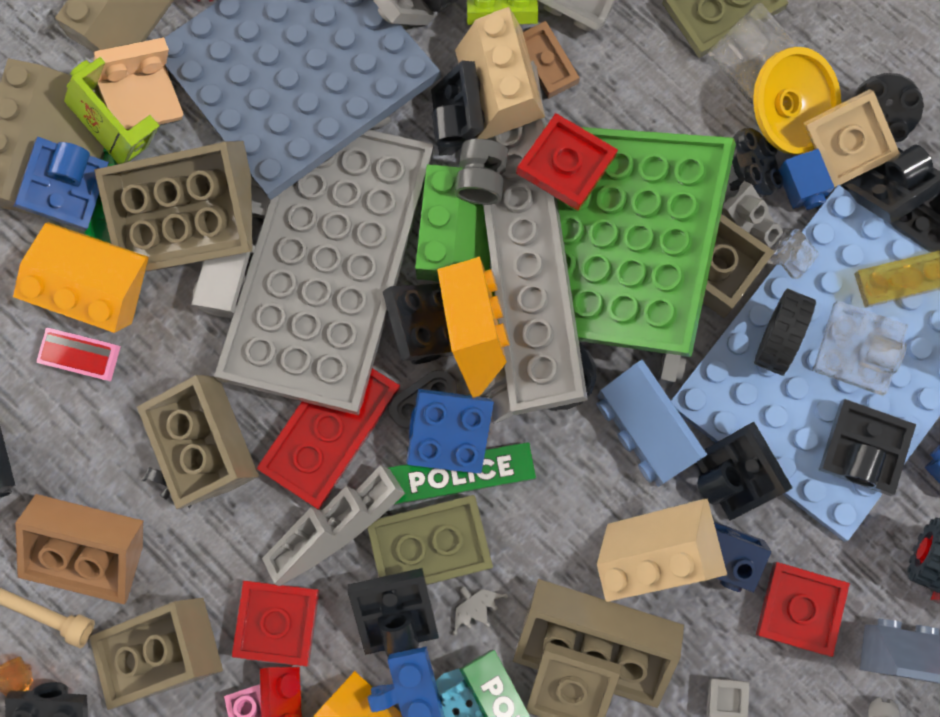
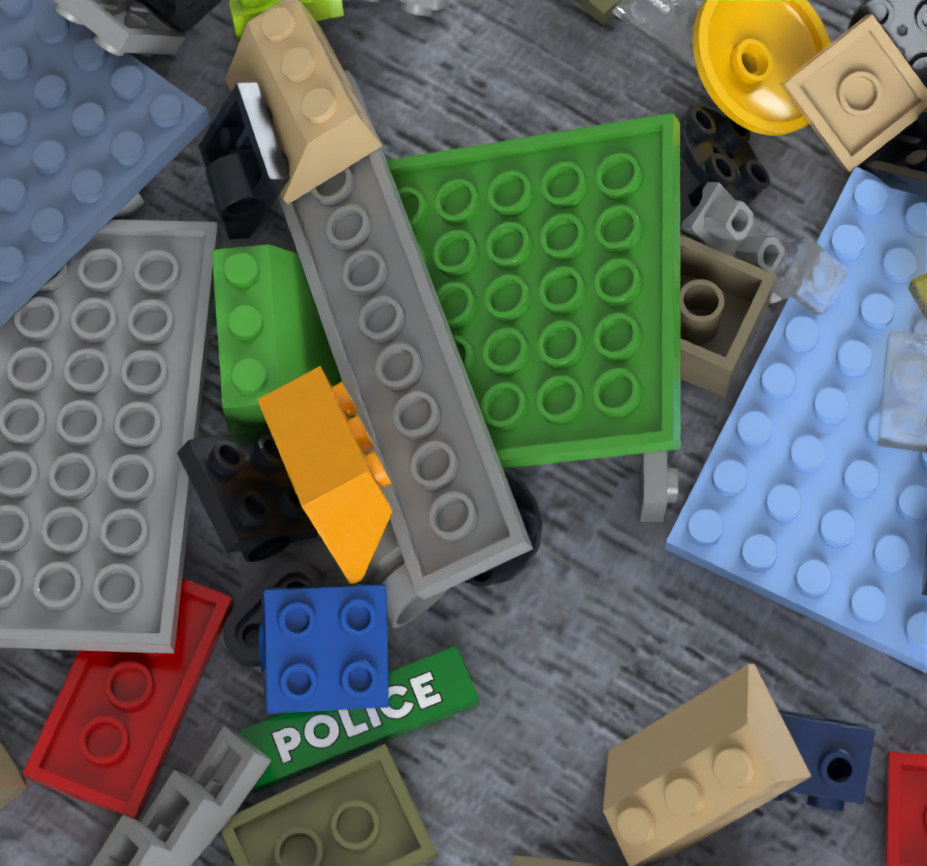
camera: 10 degrees left, 10 degrees down
(481, 172) = (299, 242): dark grey wheel -> none
(552, 63) = (382, 76): medium nougat plate -> none
(566, 161) = (427, 200): red plate -> none
(649, 424) = (642, 576): medium blue slope -> none
(741, 473) = (800, 621): black plate -> none
(785, 332) = (819, 388): black tyre -> none
(806, 180) = (804, 167): blue brick -> none

